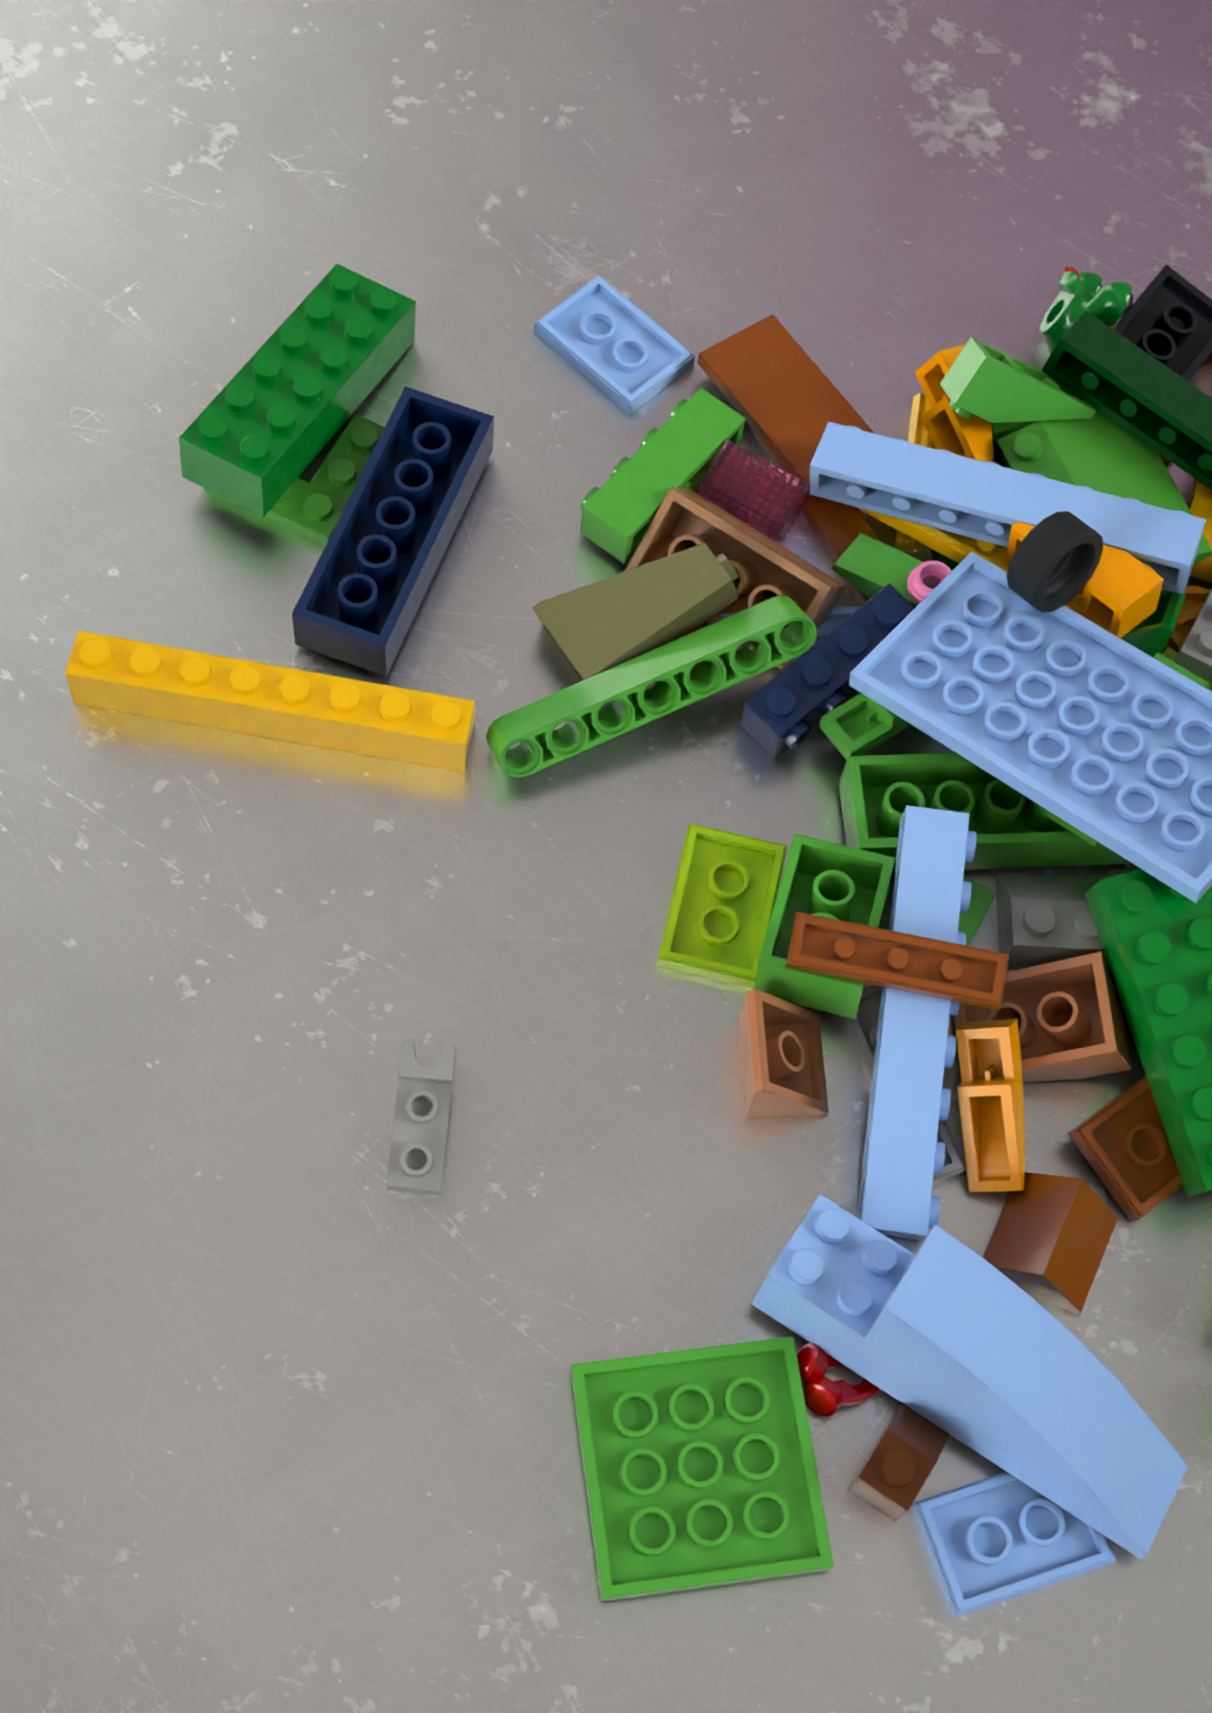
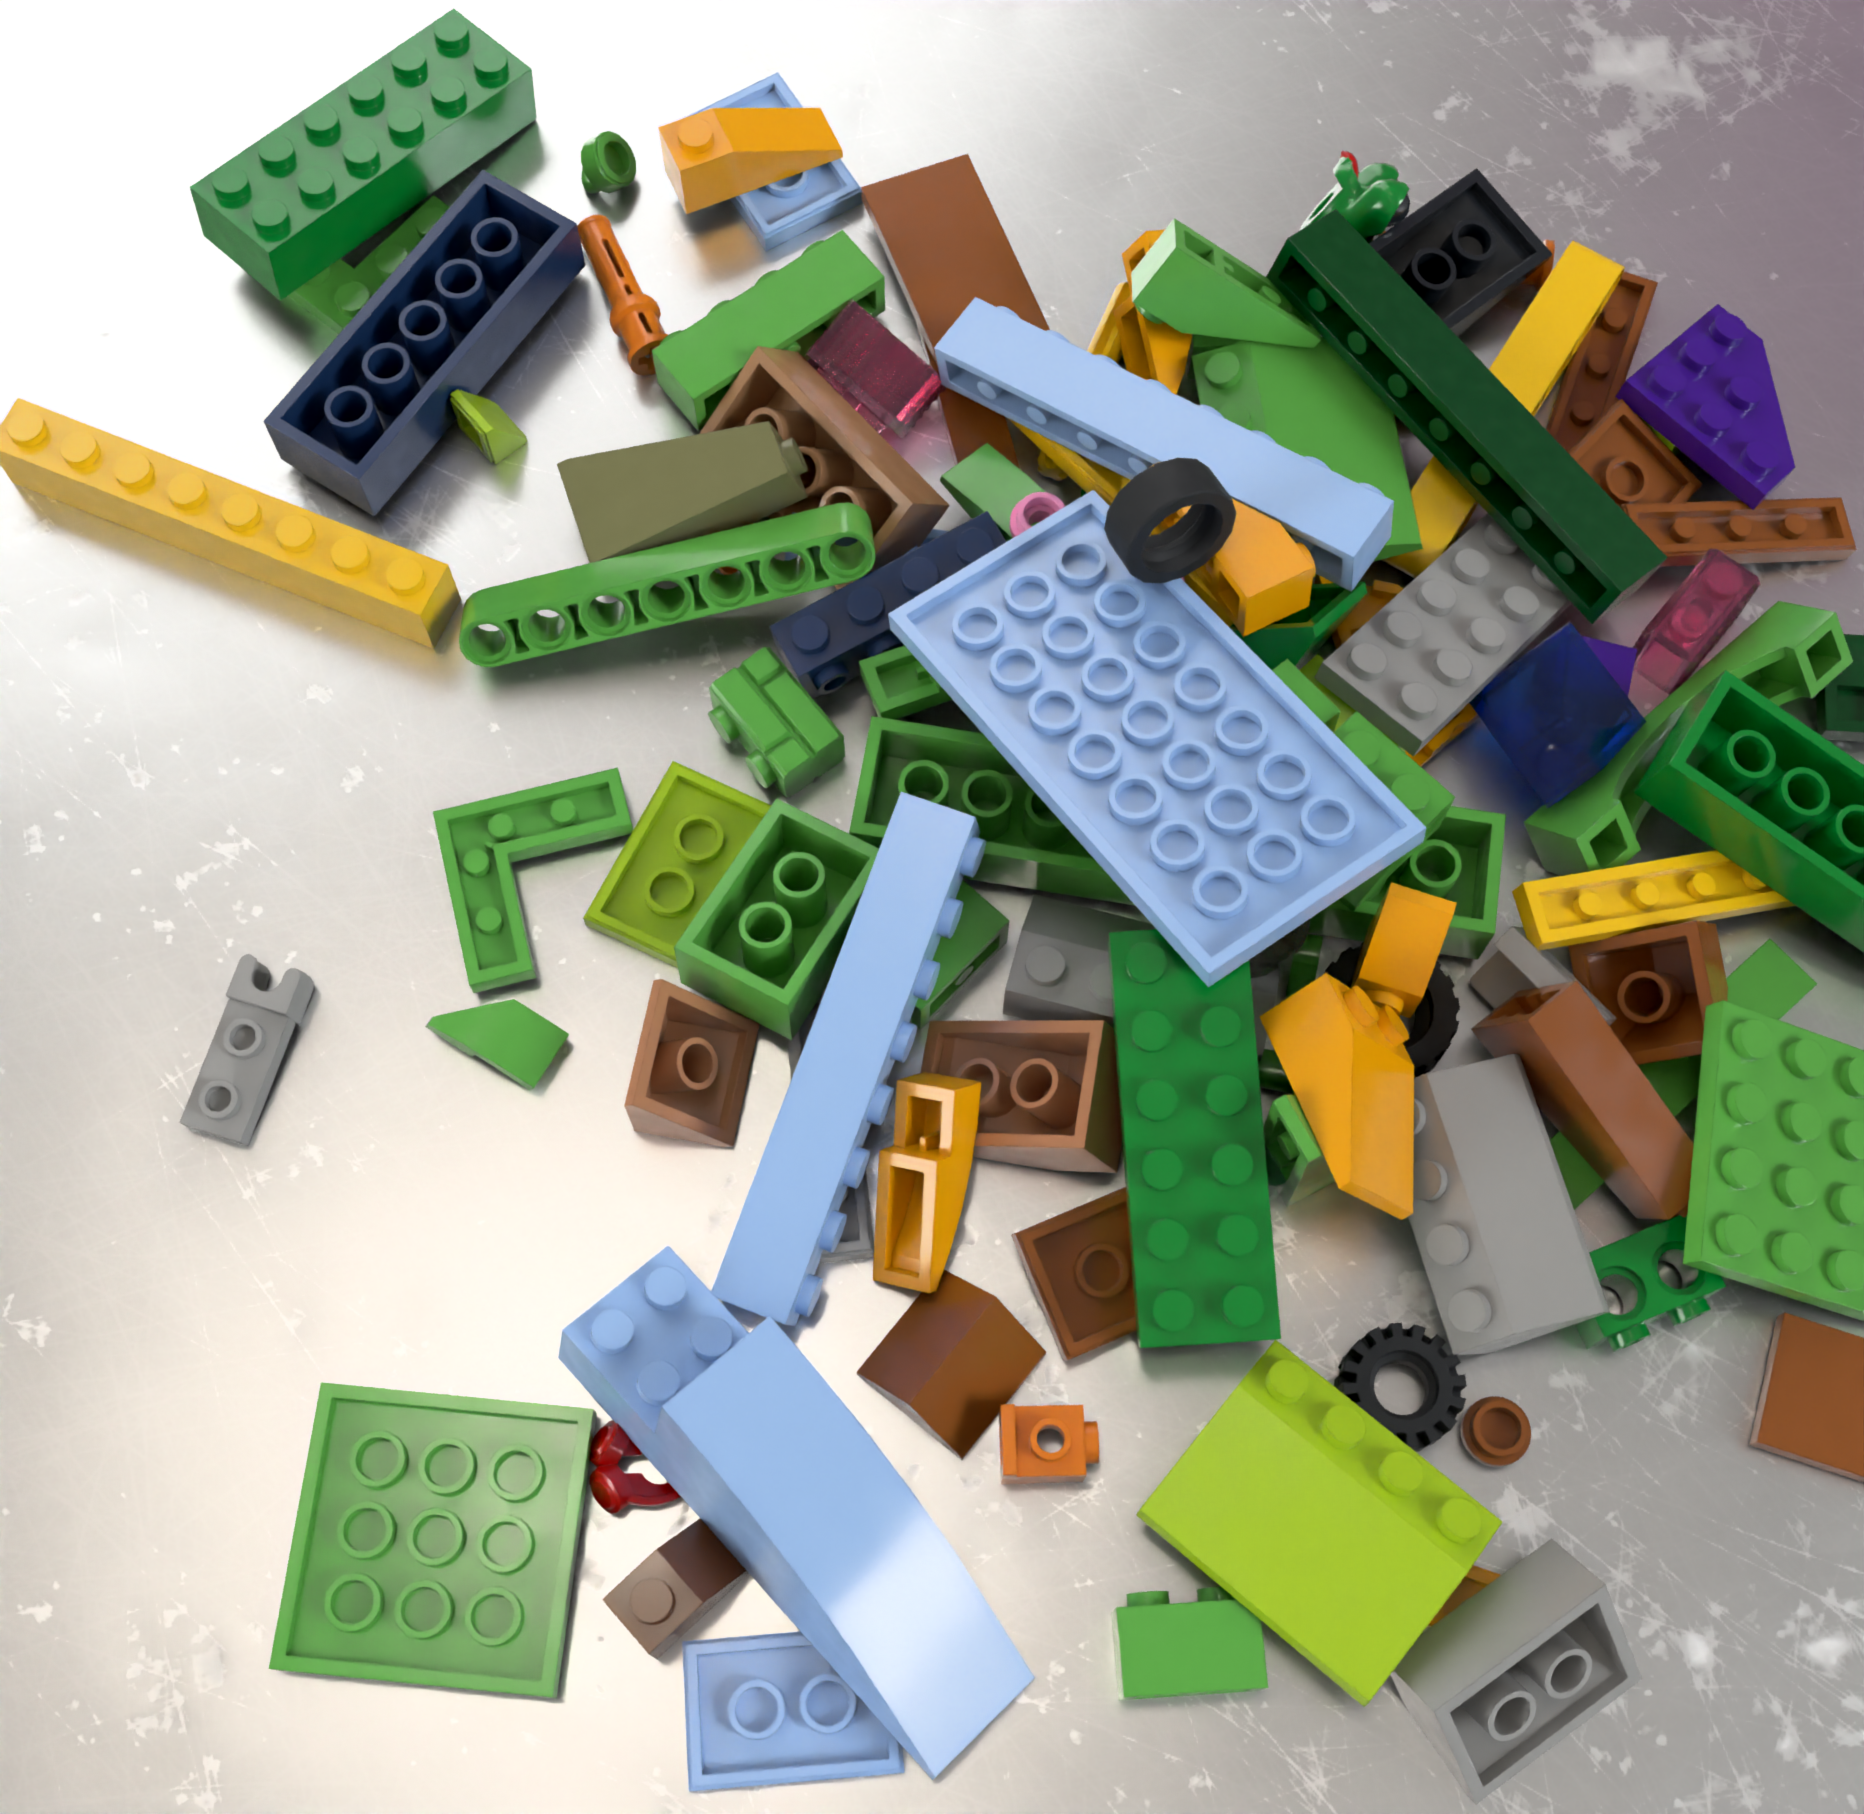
camera: 20 degrees right, 5 degrees up
(455, 590) = (487, 426): none -> lime slope
(487, 368) = (607, 163): none -> bright green tile
(545, 480) = (632, 314): none -> orange pin
(561, 921) = (489, 834): none -> bright green plate
(596, 340) = (741, 150): none -> light orange slope
(627, 1063) = (505, 1037): none -> bright green slope
(762, 778) = (775, 722): none -> bright green brick
(897, 960) = (835, 981): dark orange tile -> none
(1129, 1296) = (1027, 1463): none -> orange brick

